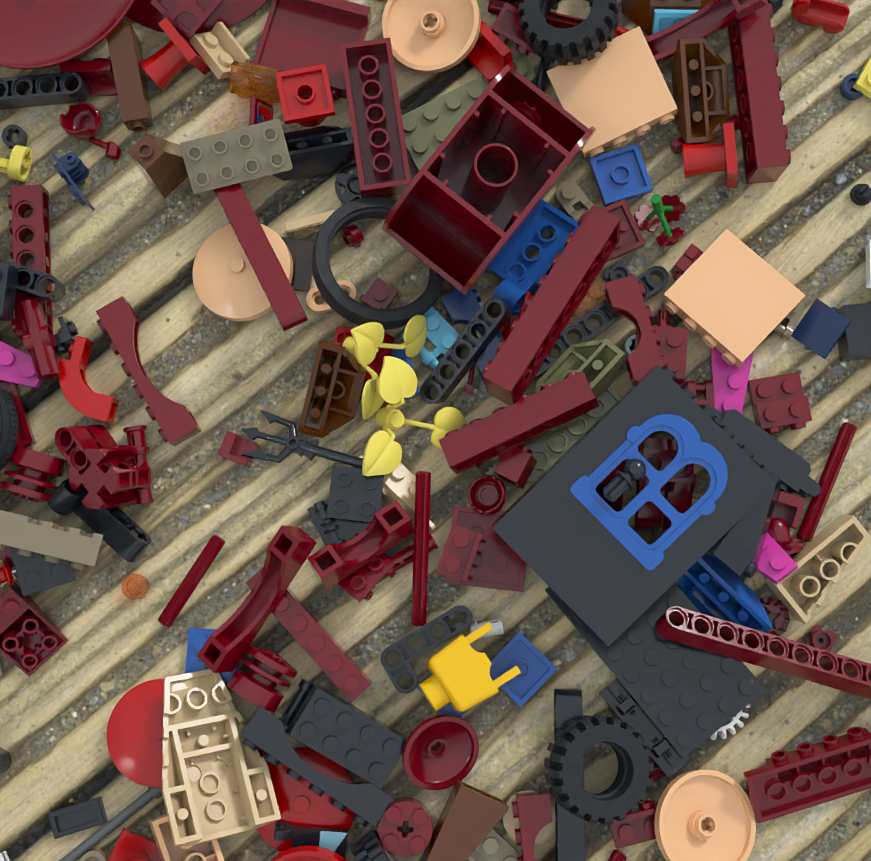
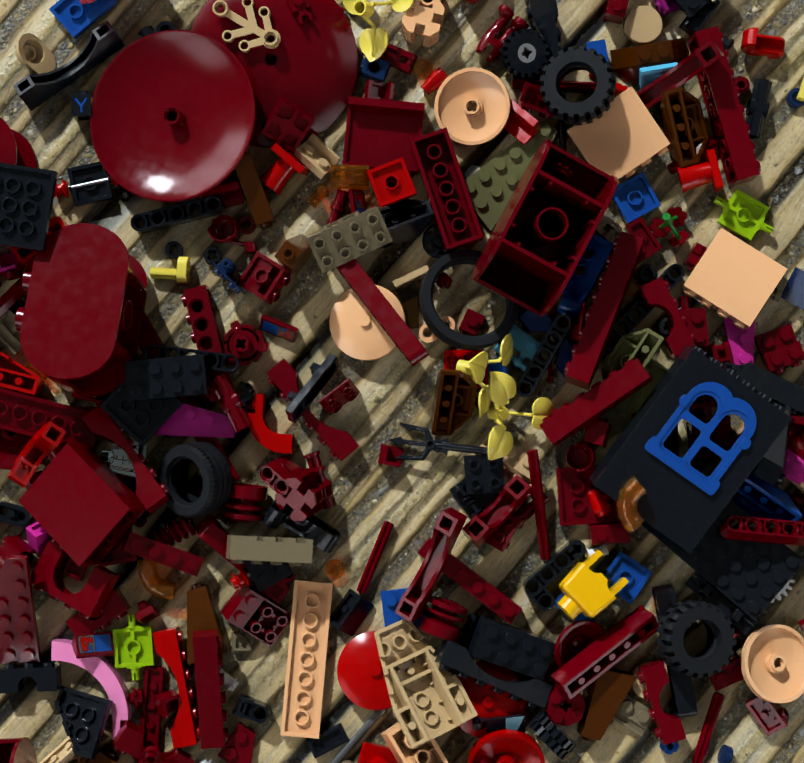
camera: 15 degrees left, 5 degrees up
(54, 599) = (279, 589): none -> dark red plate
(58, 145) = (206, 255): none -> black bush
(71, 701) = (306, 659): none -> light nougat plate
(77, 270) = (252, 345): none -> dark red piece
(110, 116) = (242, 221): none -> dark red bush
(121, 192) = (265, 278): none -> dark red plate
(127, 259) = (278, 328): none -> slope
(143, 649) = (350, 612): none -> black panel
(149, 341) = (320, 376): none -> black hinge
(185, 358) = (339, 396): none -> dark red hinge
(212, 101) = (318, 195): none -> clear orange pin
(242, 108) = (338, 206): none -> dark red pin
(460, 553) = (568, 503): dark red bracket -> none
(472, 764) = (605, 652): none -> dark red brick
(501, 562) = (598, 503): none -> red cone
(508, 605) = (607, 533): none -> dark red brick
(533, 560) = (627, 505): none -> clear orange cylinder
(633, 470) = (688, 427): black axle -> none
(759, 221) = (743, 215): none -> lime plate
(789, 54) = (746, 85): none -> dark red plate
(801, 88) = (758, 107): none -> black piece

